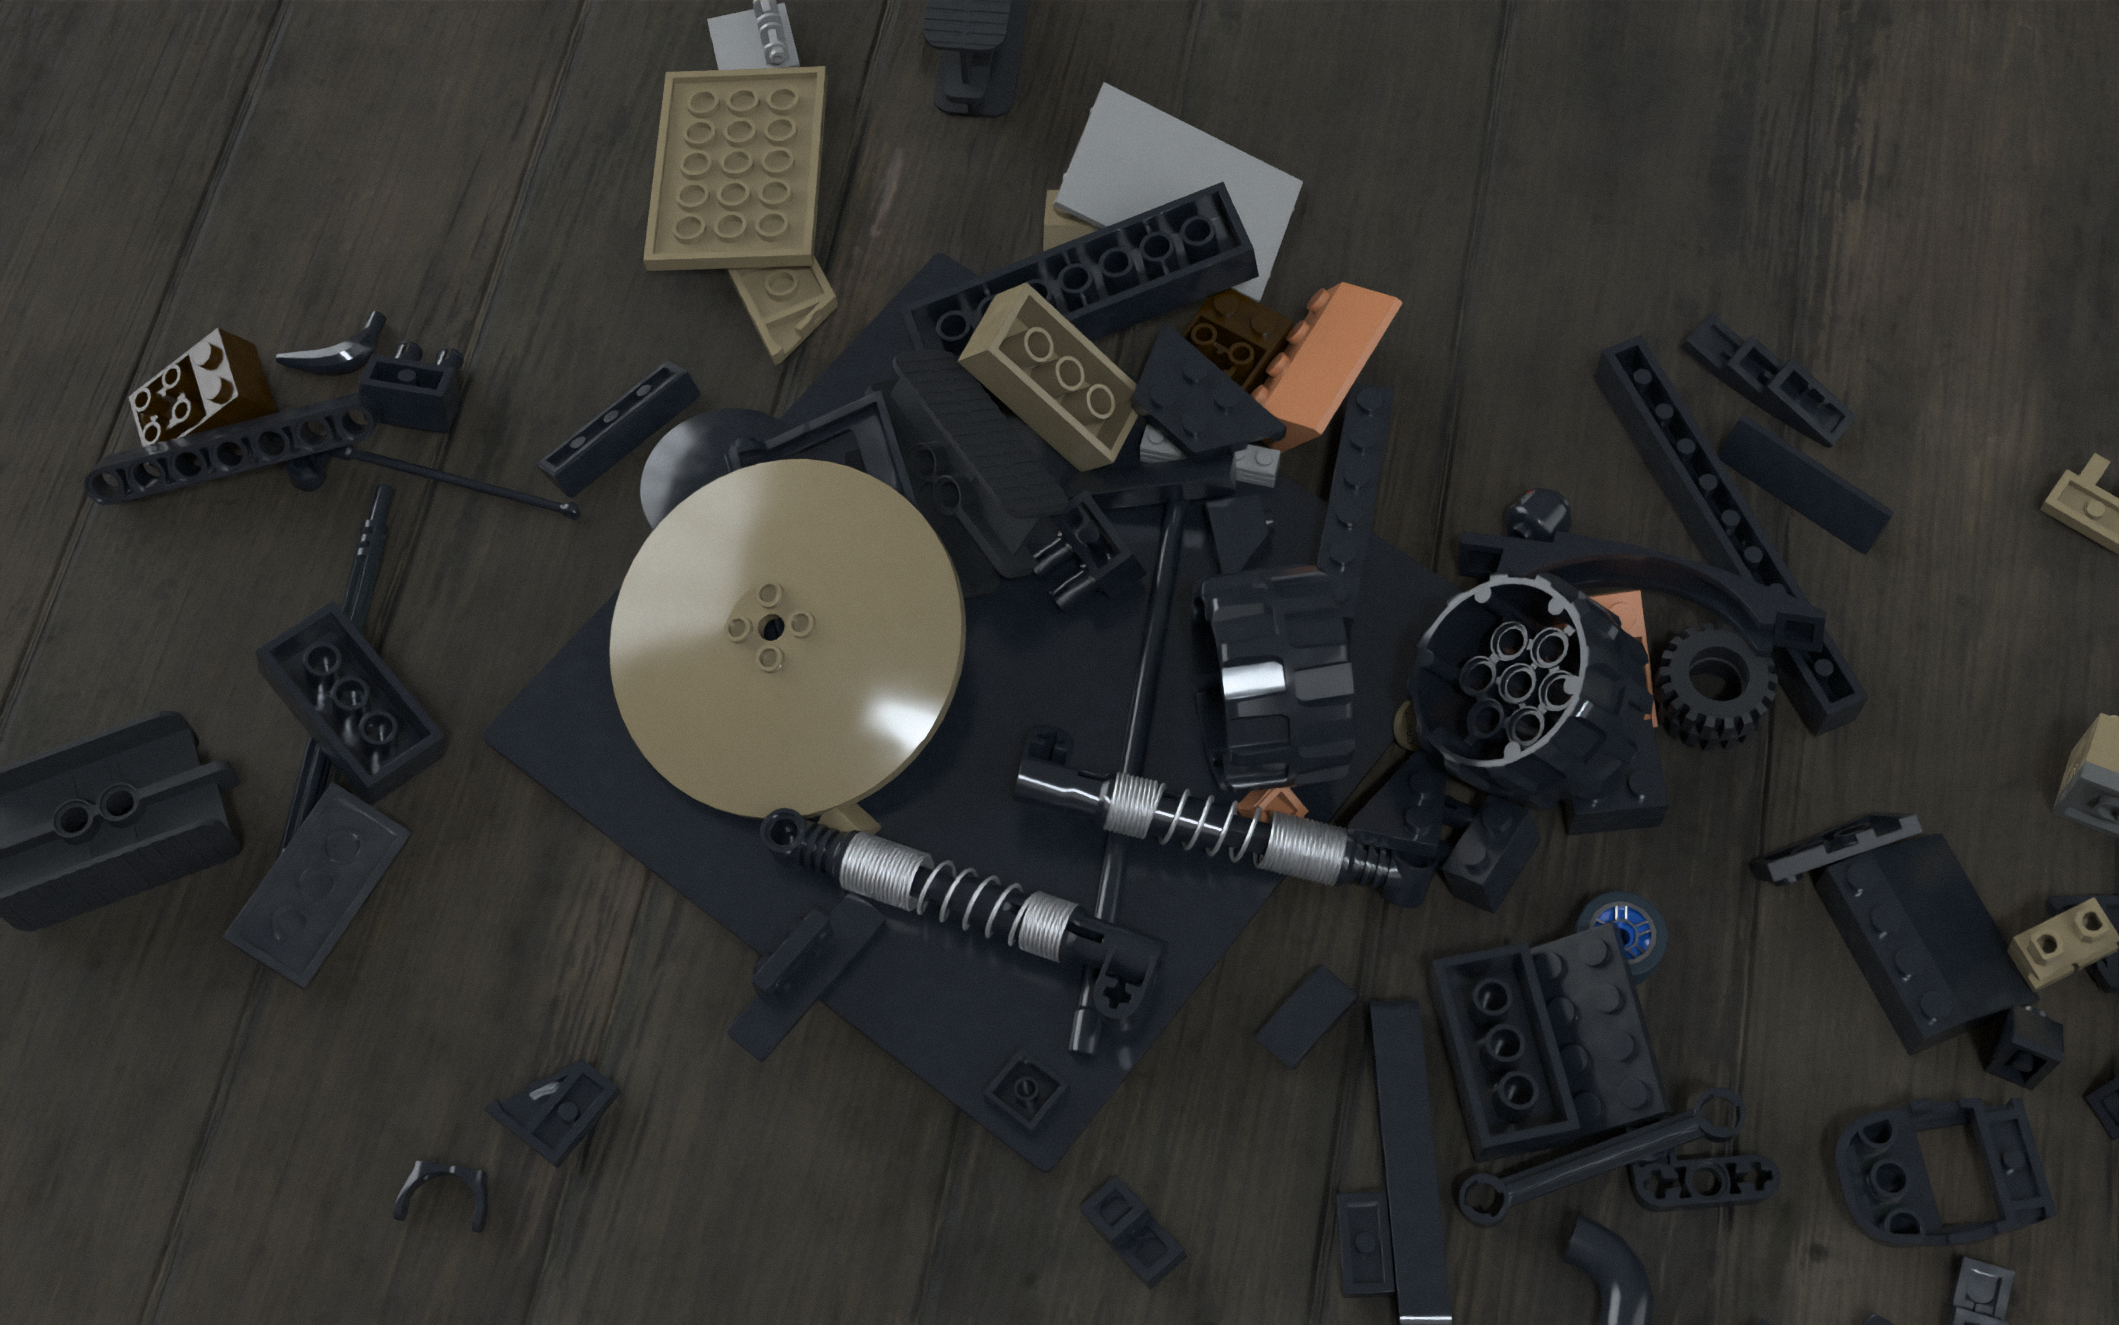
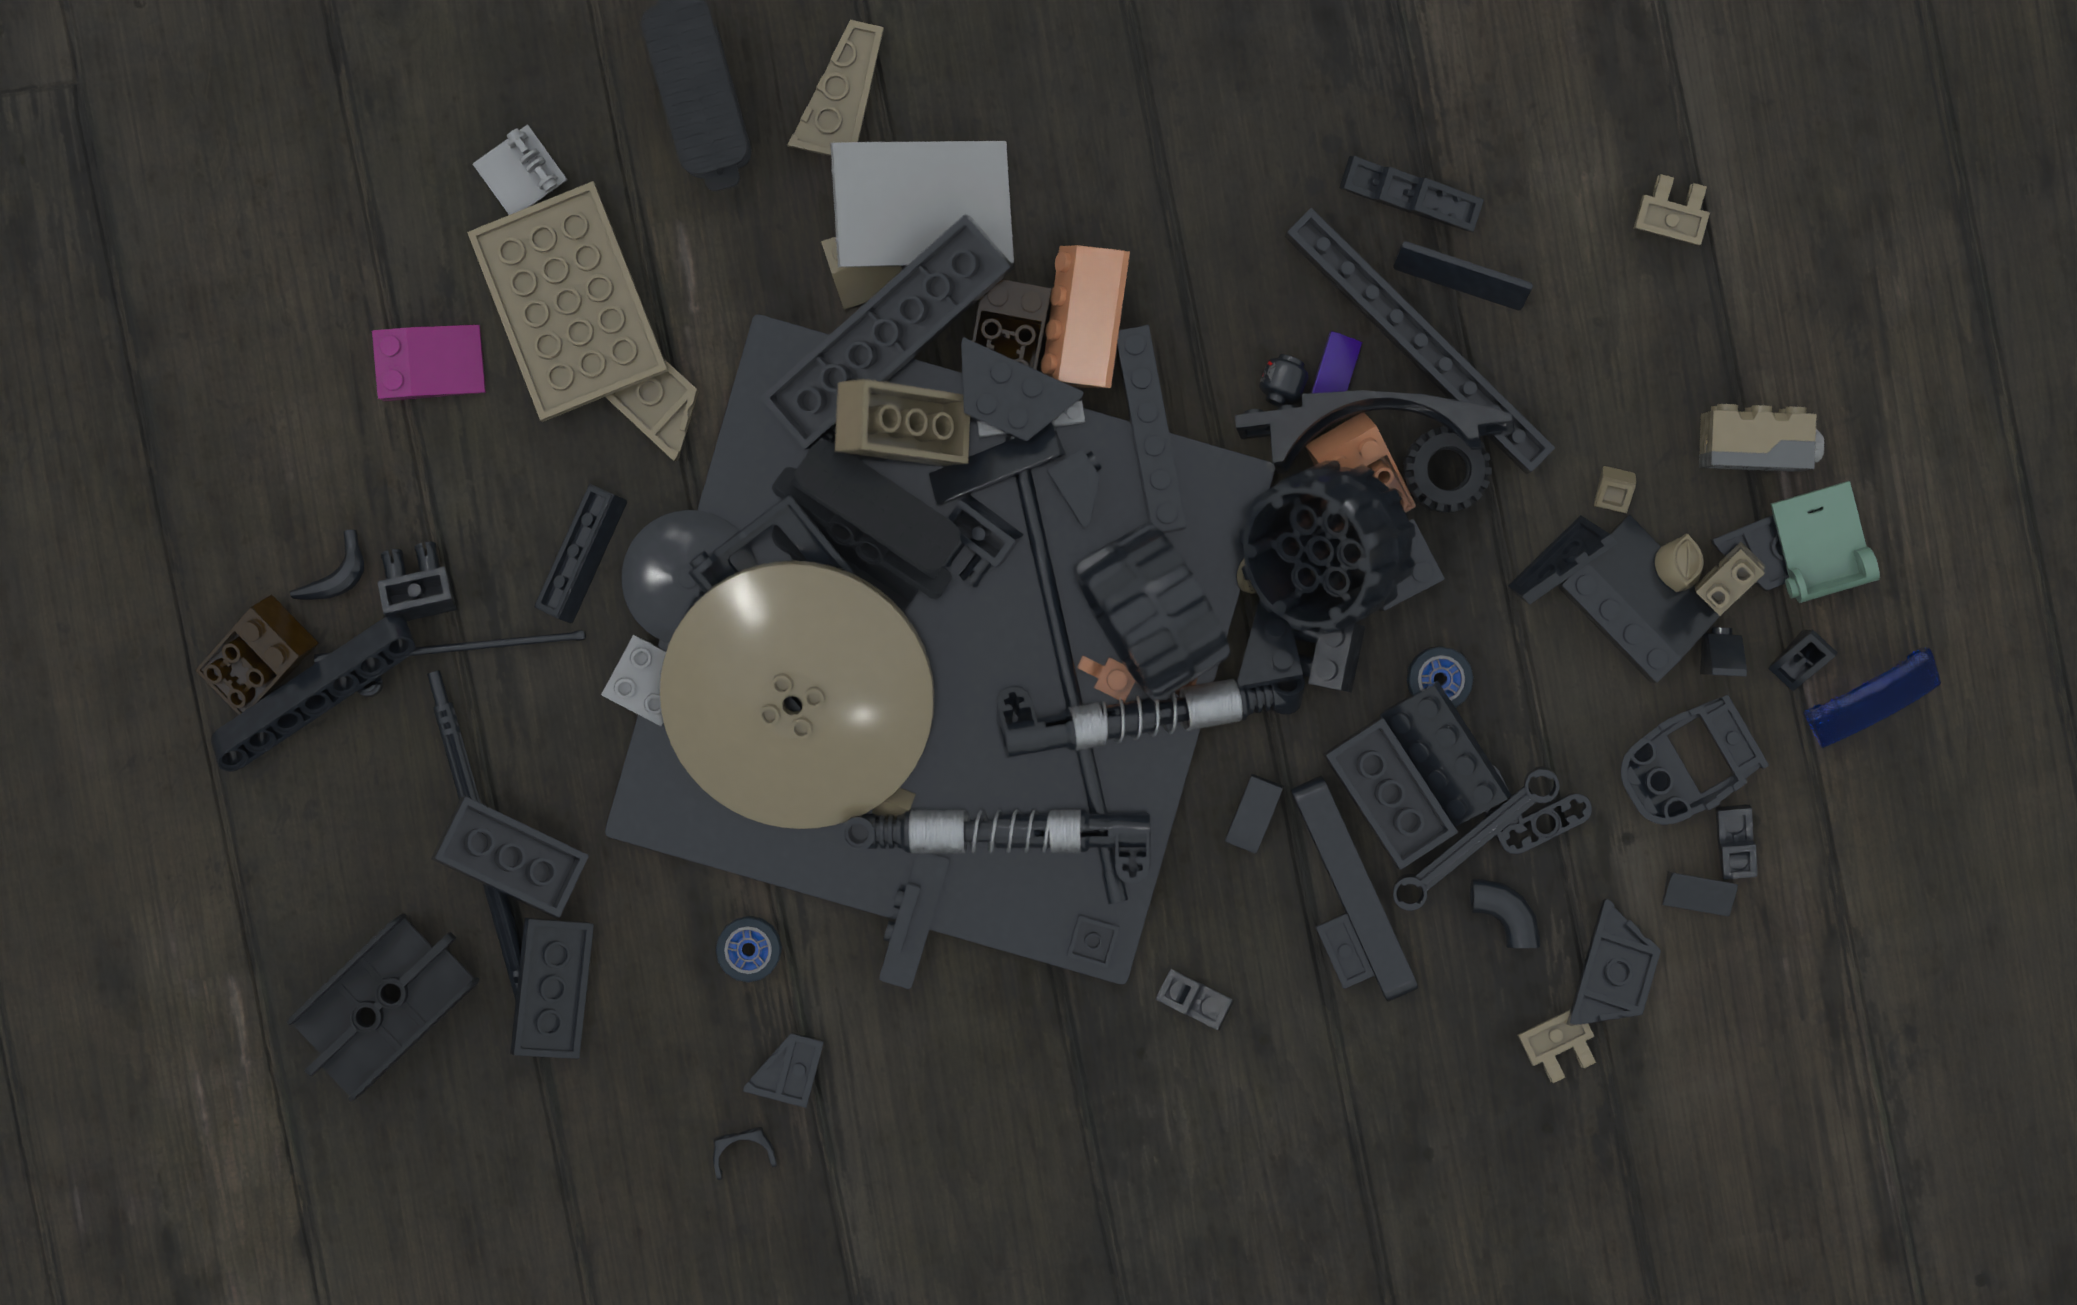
camera: 30 degrees left, 25 degrees up
(553, 178) = (428, 362): none -> magenta slope
(567, 920) = (741, 965): none -> wheel
(601, 569) = (637, 680): none -> light grey hinge
(1145, 70) = (842, 93): none -> dark tan wing
(1183, 773) = (1112, 677): none -> nougat plate
(1617, 519) = (1336, 364): none -> dark purple slope
(1929, 798) = (1615, 489): none -> dark tan slope
(1996, 911) = (1679, 563): none -> dark tan hat

